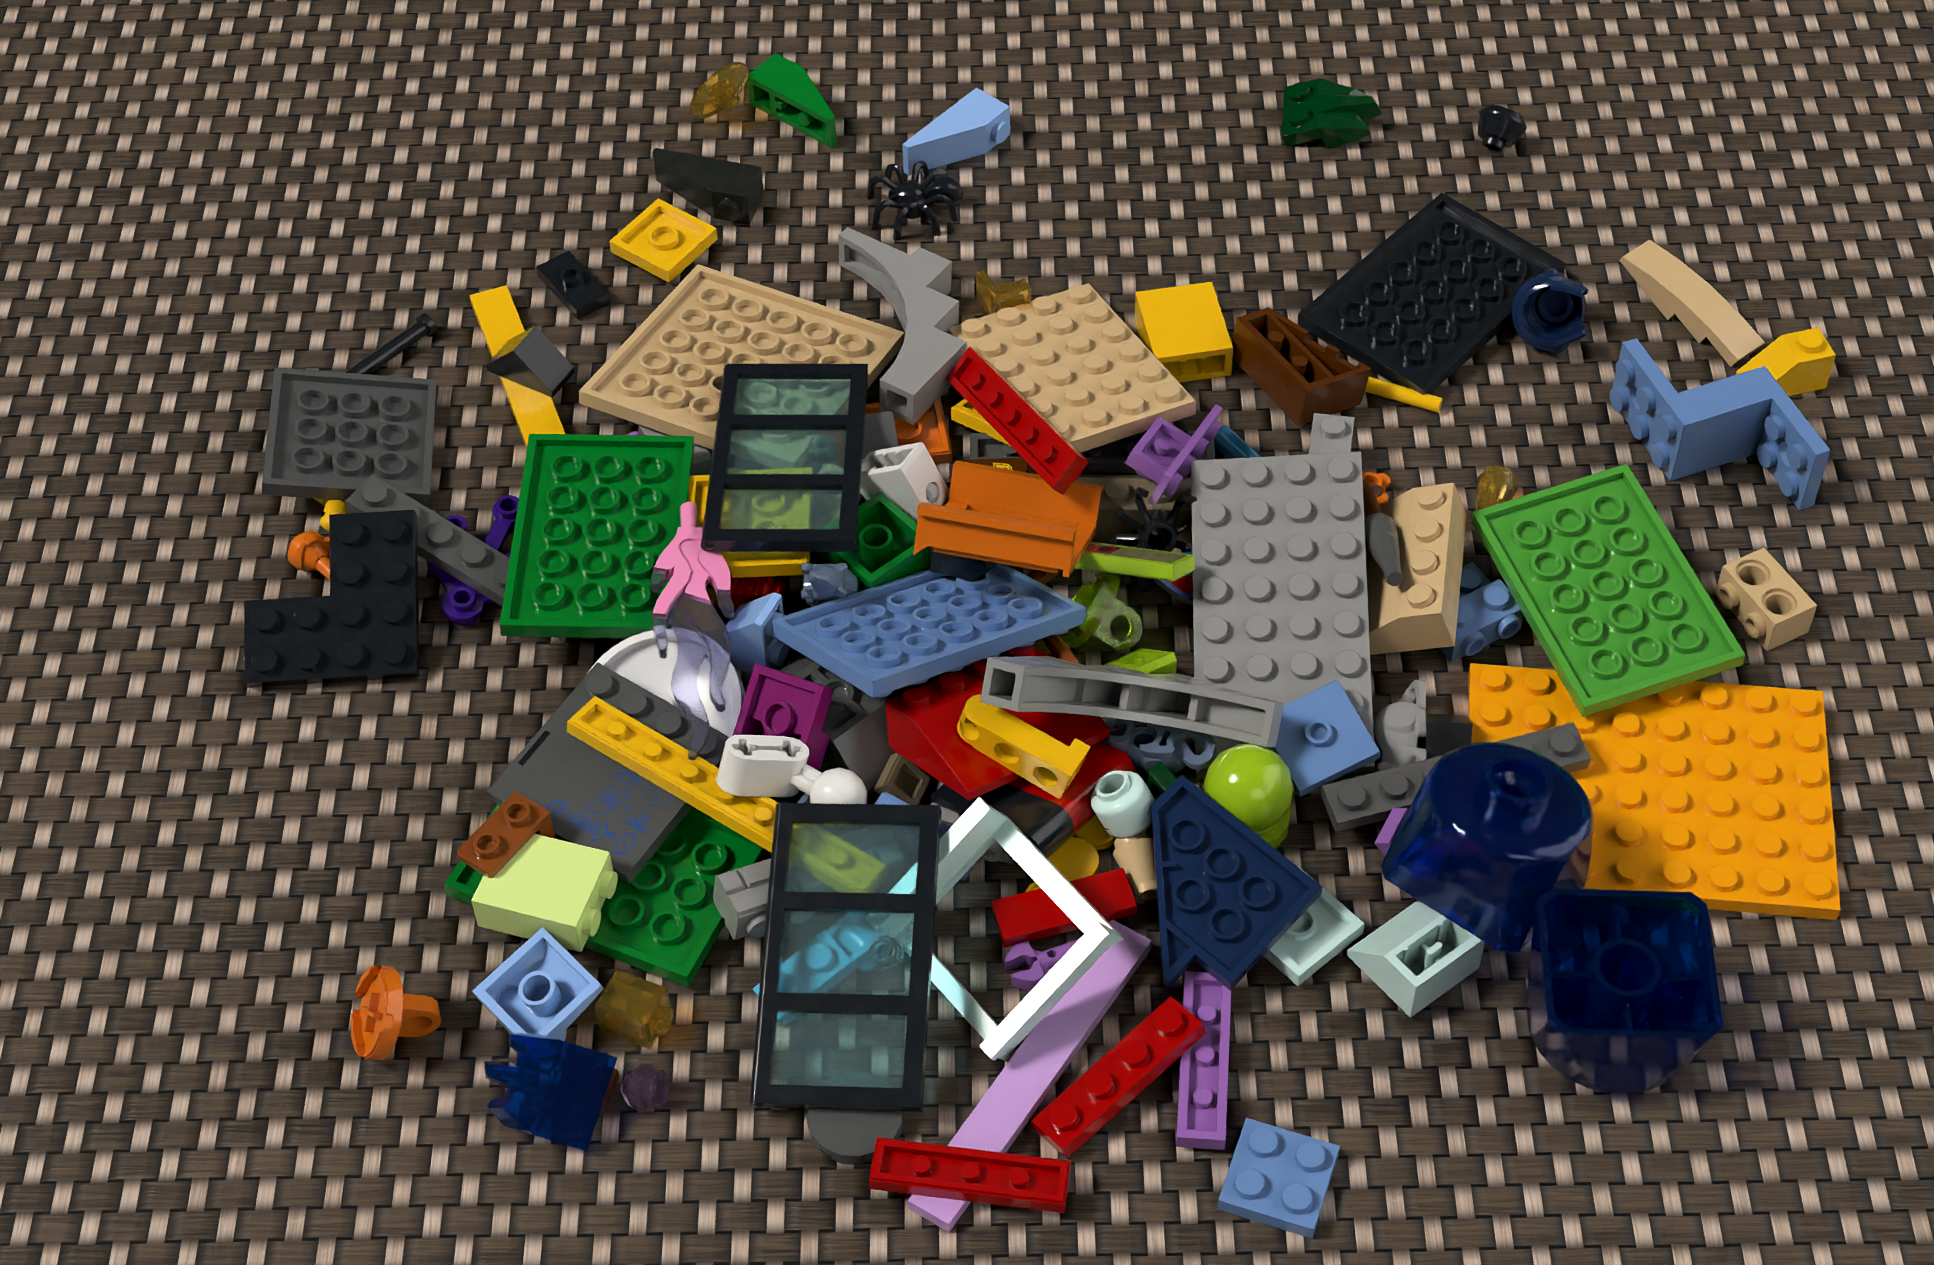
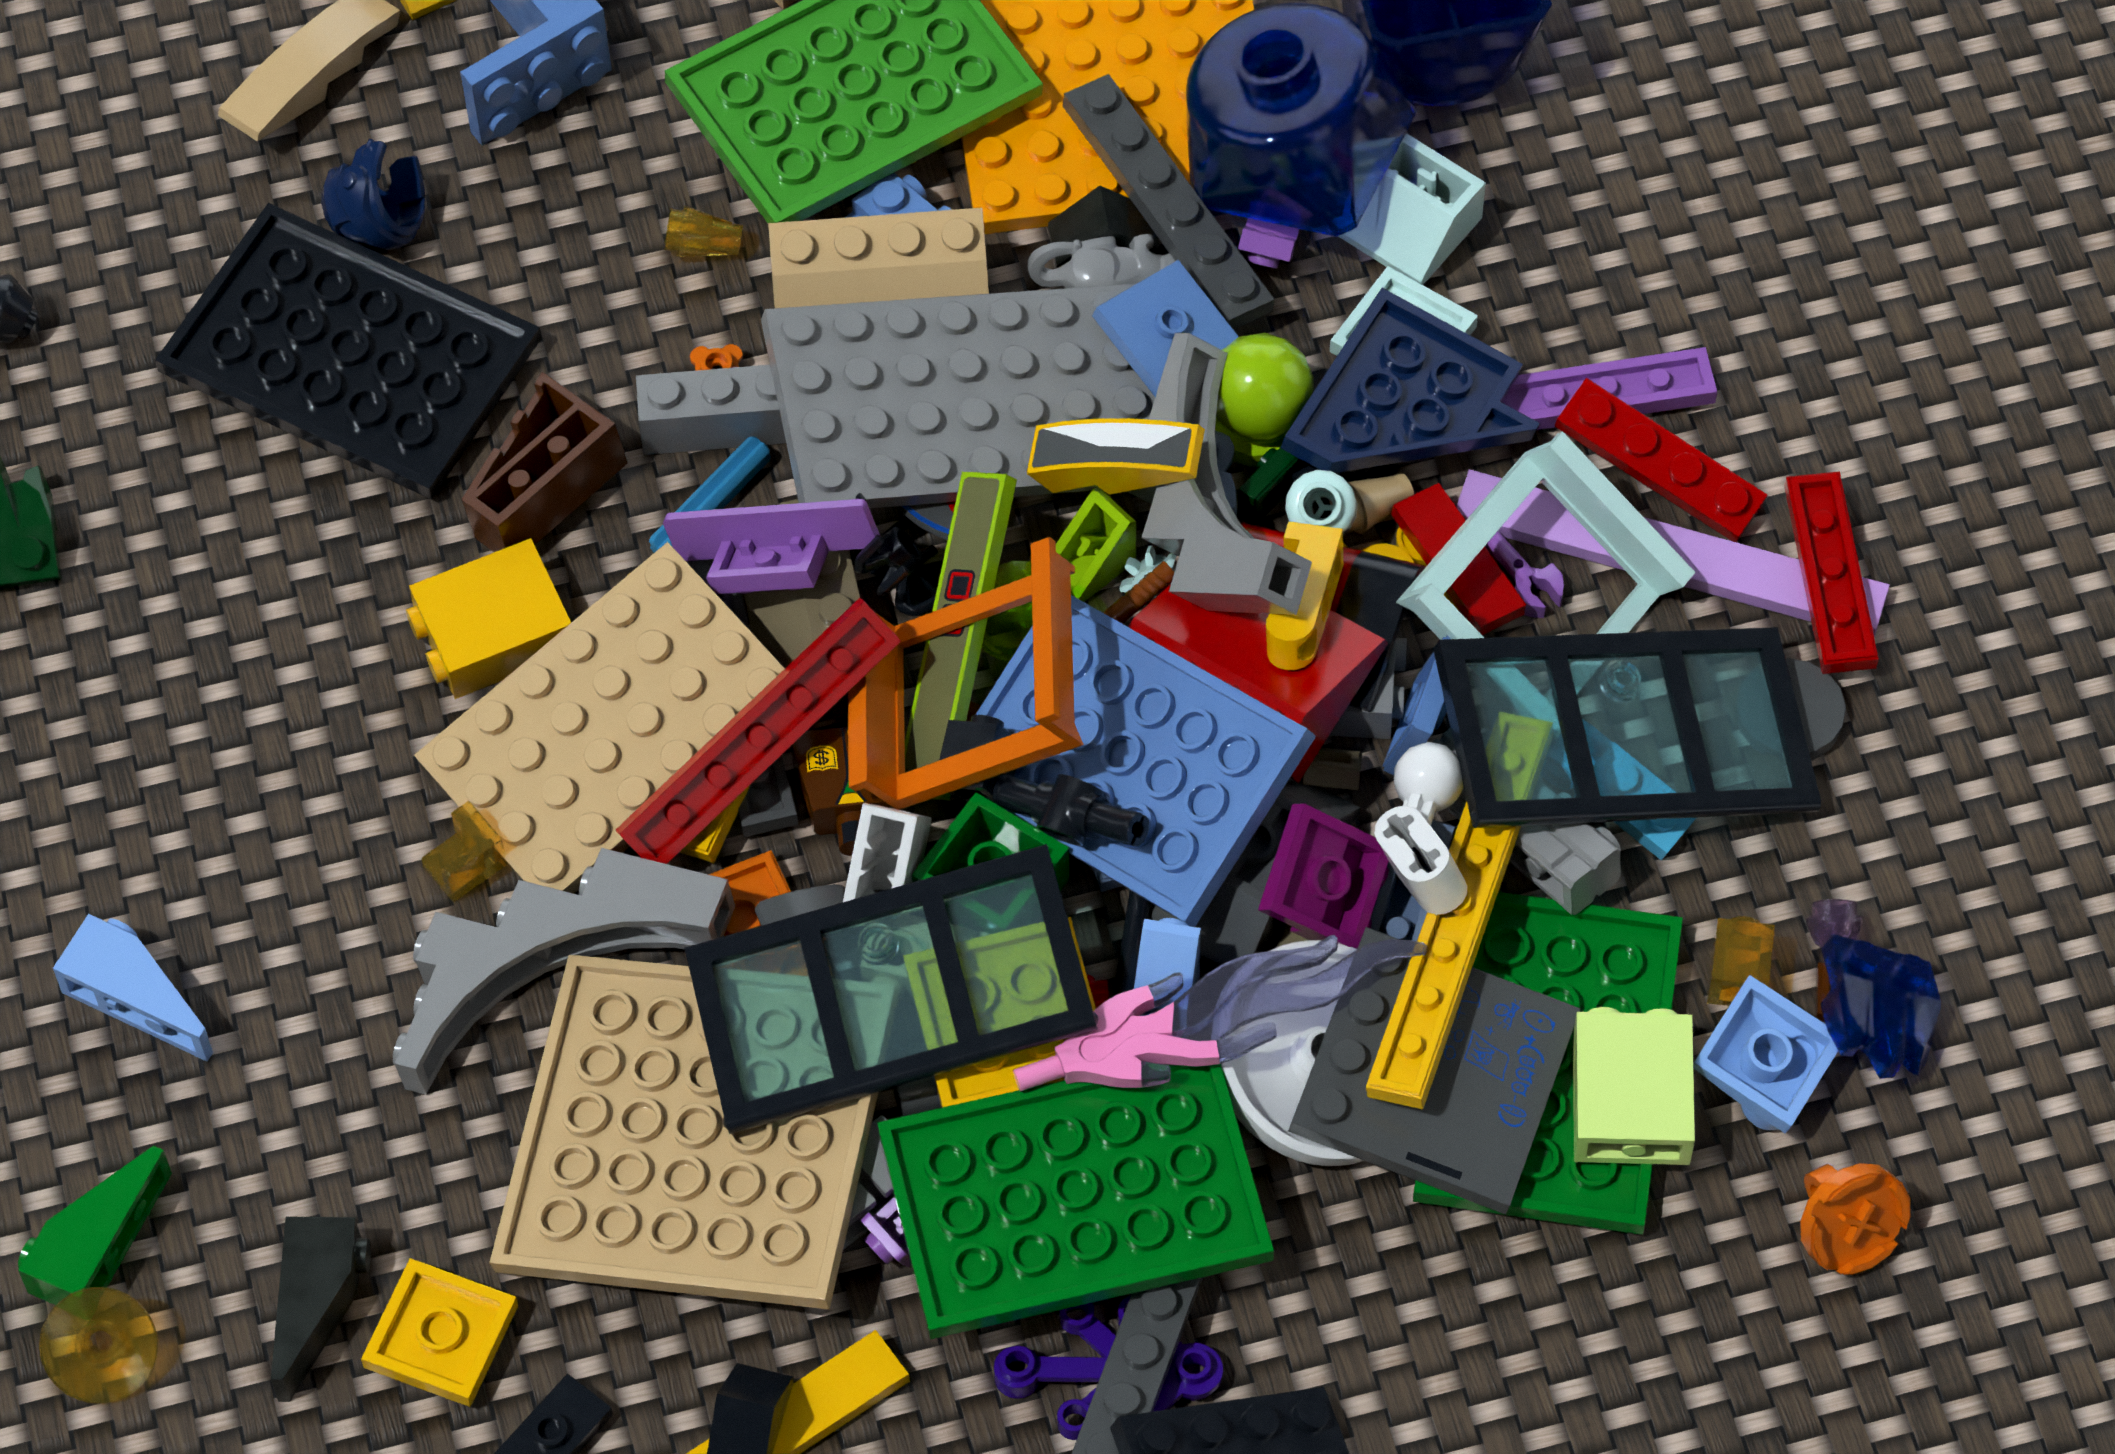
camera: 105 degrees left, 10 degrees up
(505, 834) = (1589, 1133): dark orange bracket -> none
(827, 582) = (1096, 887): sand blue animal -> none
(890, 577) = (1071, 810): none -> black pin
(913, 198) = (280, 1020): black animal -> none
(1183, 645) = (1114, 454): none -> slope
(1278, 1178) = (1719, 304): medium blue plate -> none
(1381, 535) = (877, 285): dark grey piece -> none
(1403, 395) = (534, 362): yellow bar -> none

